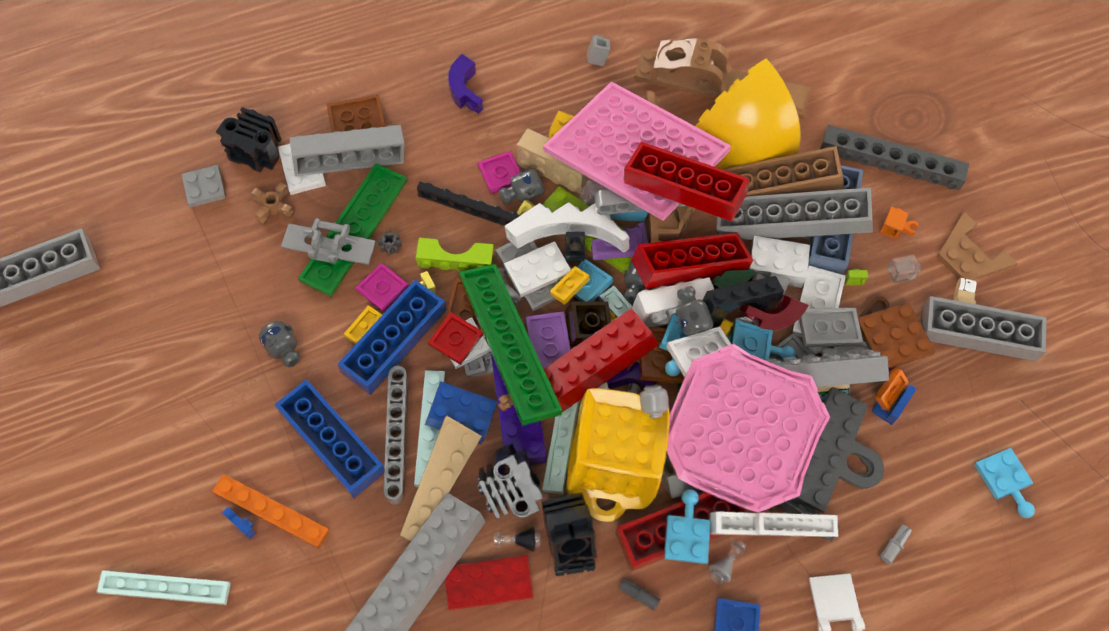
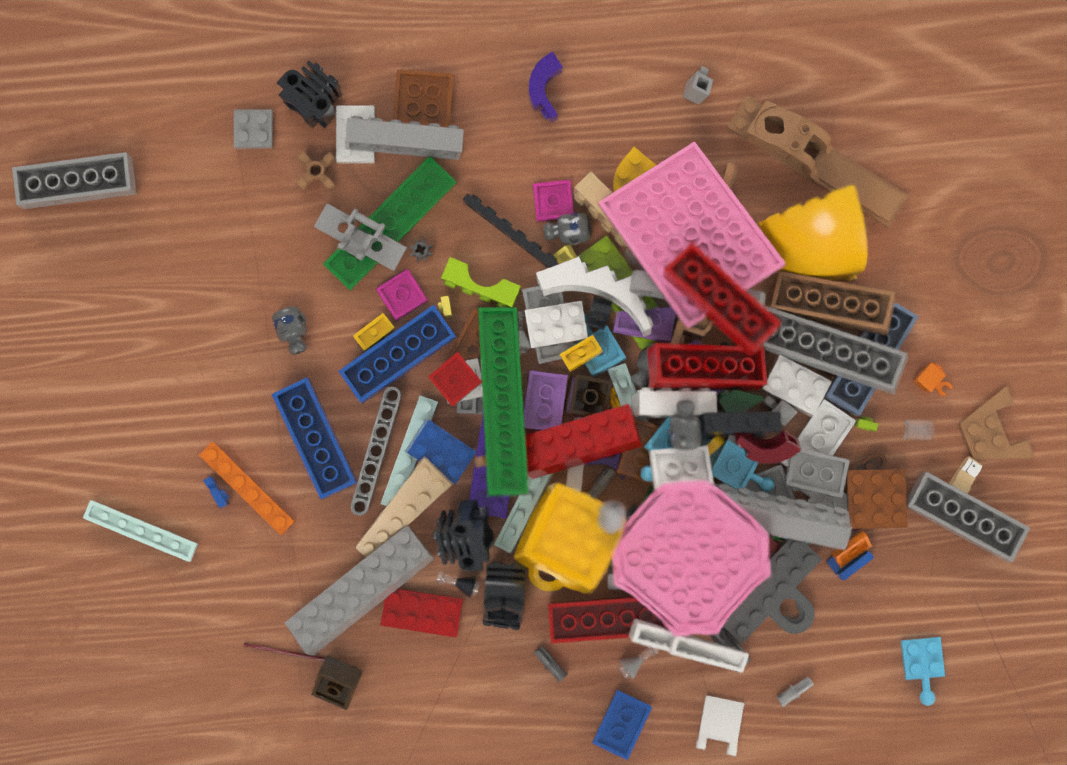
camera: 20 degrees right, 20 degrees up
(687, 537) = (606, 633): medium azure plate -> none
(862, 149) = (1018, 339): dark grey brick -> none

